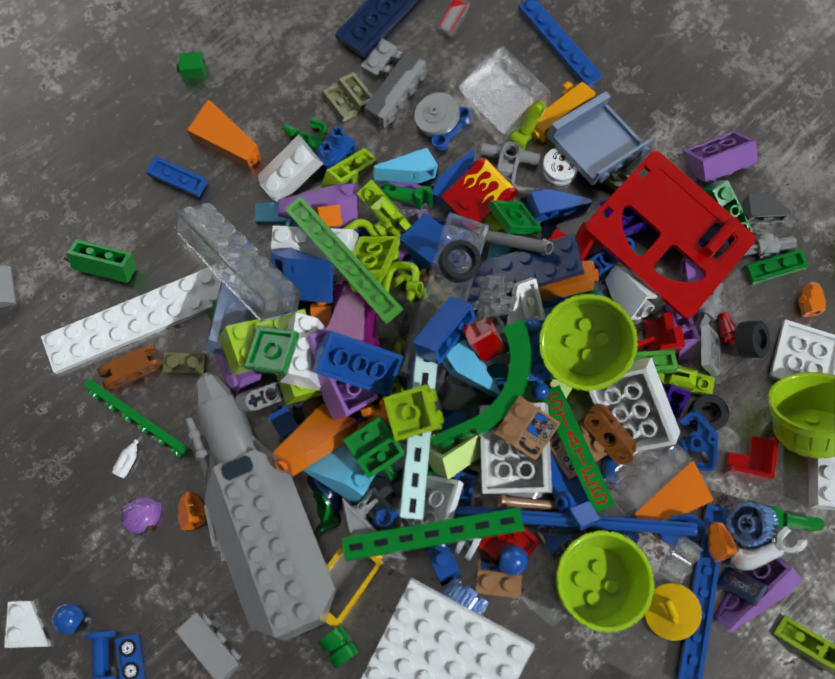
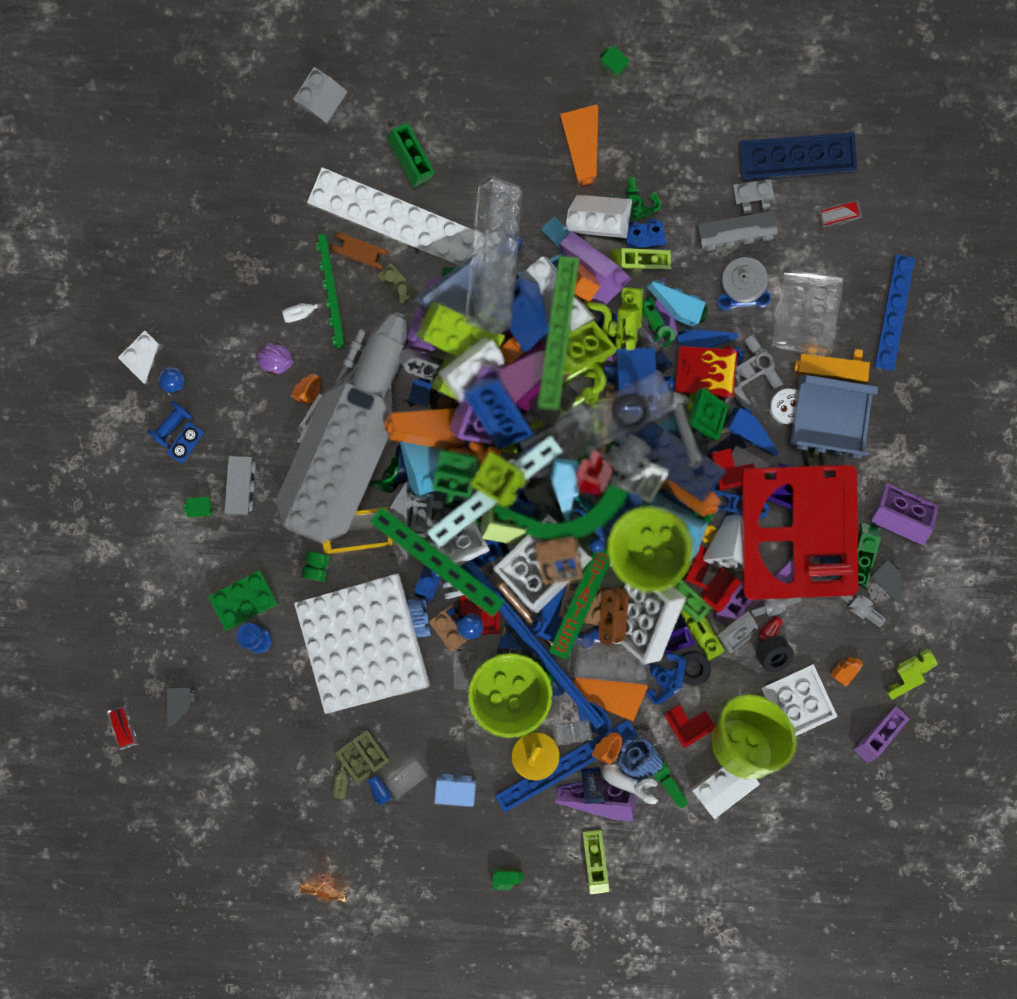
camera: 50 degrees right, 15 degrees up
(177, 176) = (520, 139): blue plate -> none
(272, 350) = (452, 351): green tile -> none
(347, 96) = (699, 199): olive slope -> none
(380, 521) = (414, 518): blue plate -> none
(444, 330) = (571, 448): blue brick -> none
(523, 133) = (788, 357): lime piece -> none
(584, 515) = (540, 646): blue tile -> none
(776, 266) = (852, 625): green tile -> none

